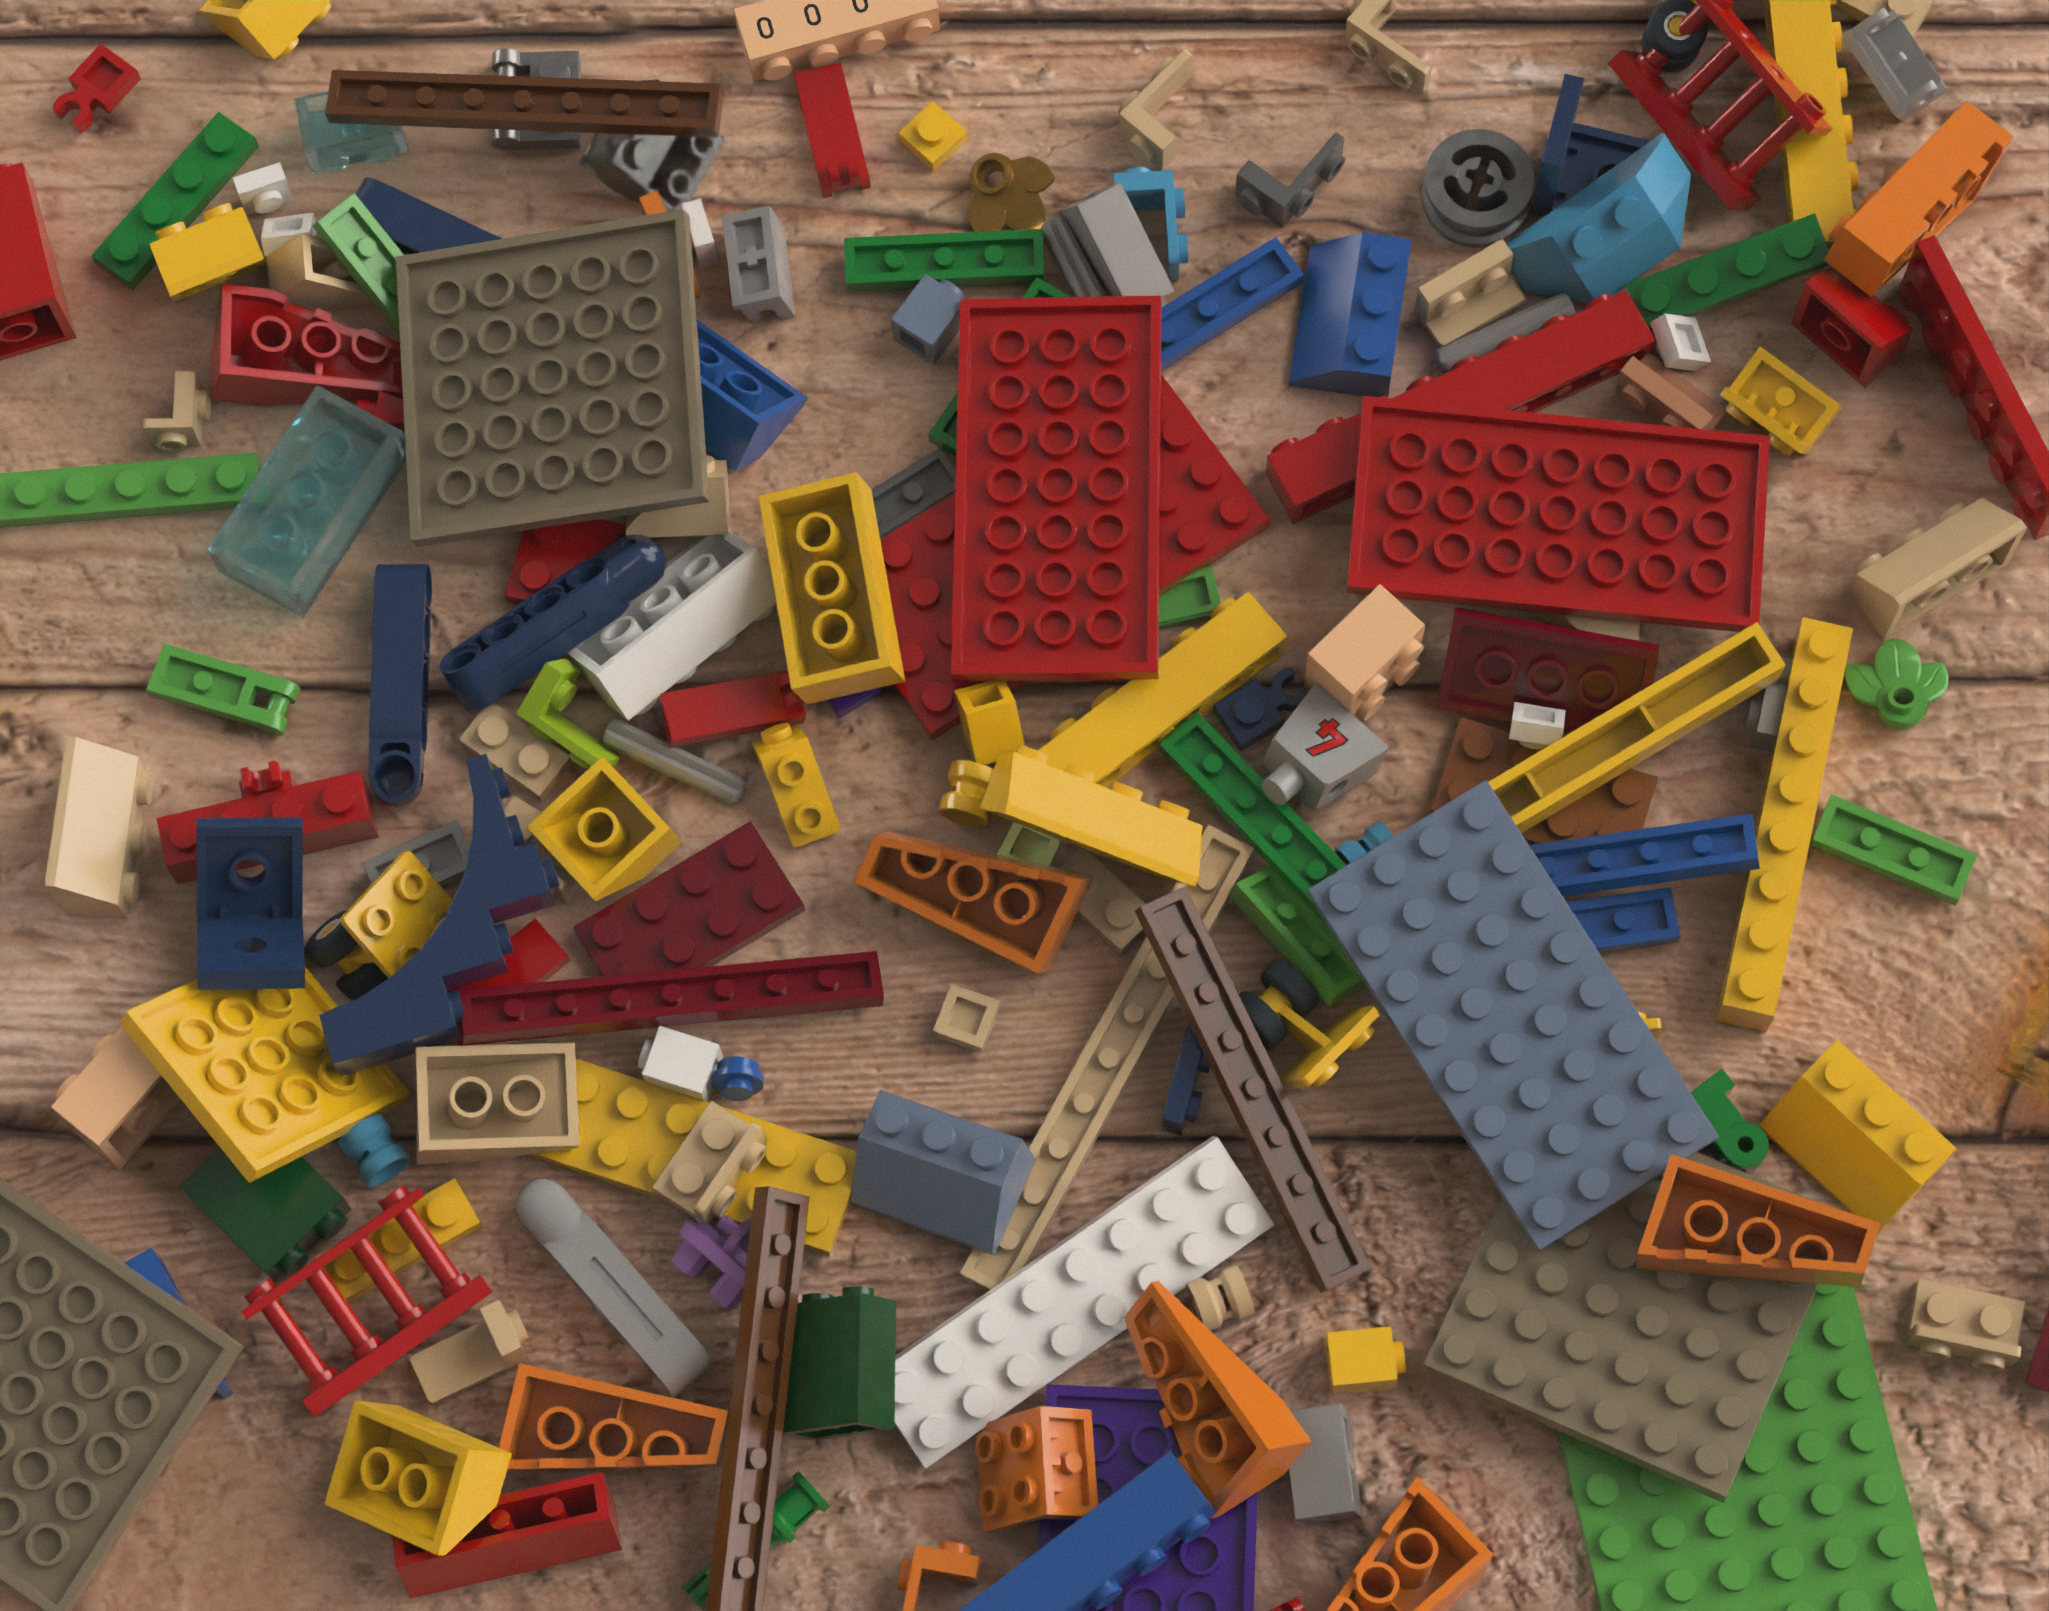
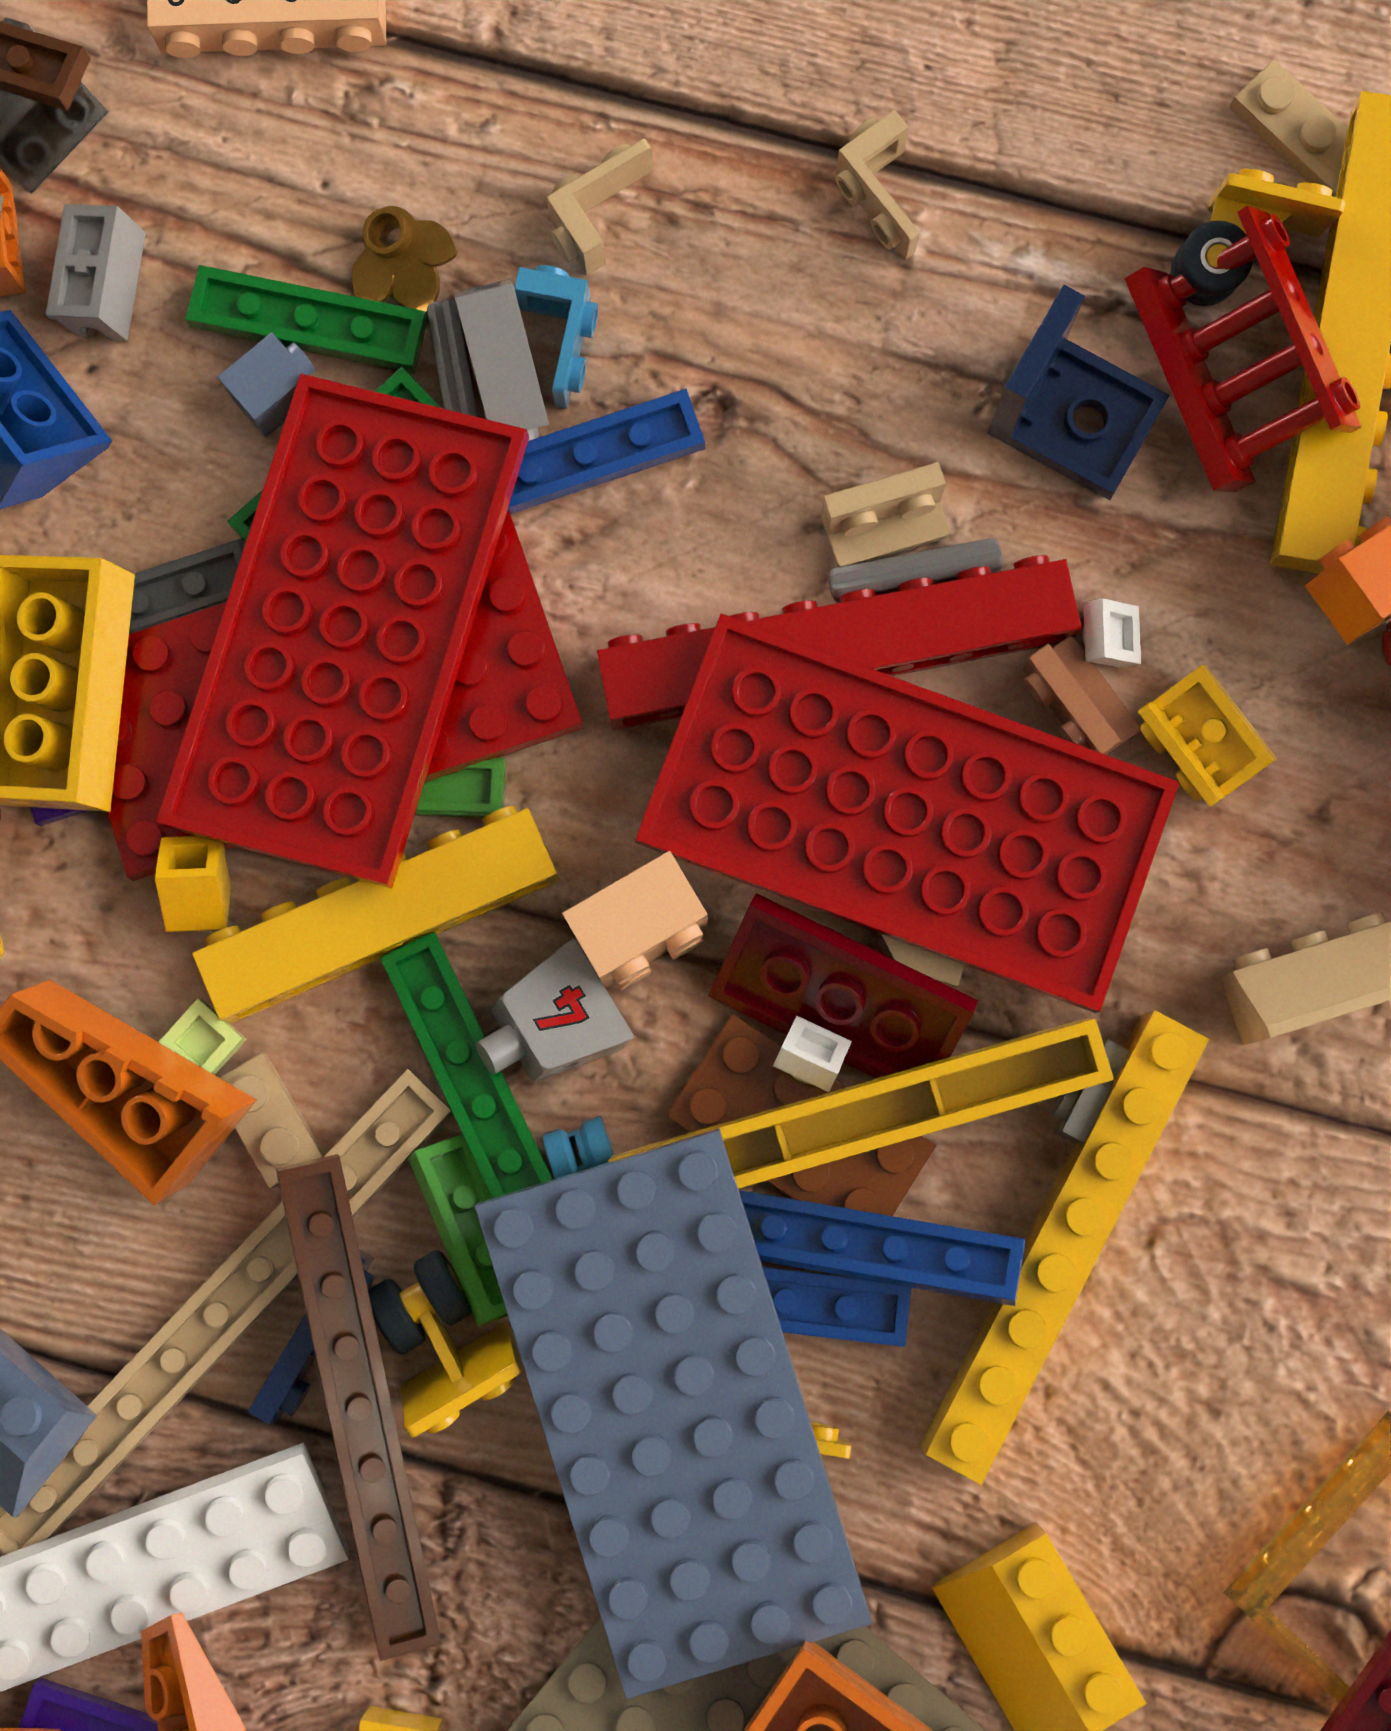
camera: 15 degrees right, 10 degrees up
(701, 235) = (38, 216): white plate -> none
(831, 129) = (228, 131): red hinge -> none
(933, 136) = (339, 168): yellow plate -> none
(966, 1018) = (73, 1222): tan plate -> none
(967, 788) = (152, 956): yellow wheel -> none
(1093, 816) = (264, 1043): yellow slope -> none
(1209, 1303) = (259, 1633): tan wheel -> none
(1255, 712) = (501, 943): dark blue plate -> none
(1268, 196) = (688, 335): dark grey bracket -> none
(1351, 315) = (747, 503): blue slope -> none
(1454, 173) = (914, 361): flat silver wheel -> none
(1608, 228) = (1067, 477): dark azure wedge -> none
(1732, 271) = (1194, 566): green plate -> none
(1739, 1142) = (896, 1604): green leg -> none
(1851, 325) = (1314, 666): red slope -> none
(1893, 850) = (1181, 1306): bright green plate -> none
(1897, 677) = (1247, 1096): bright green plate -> none

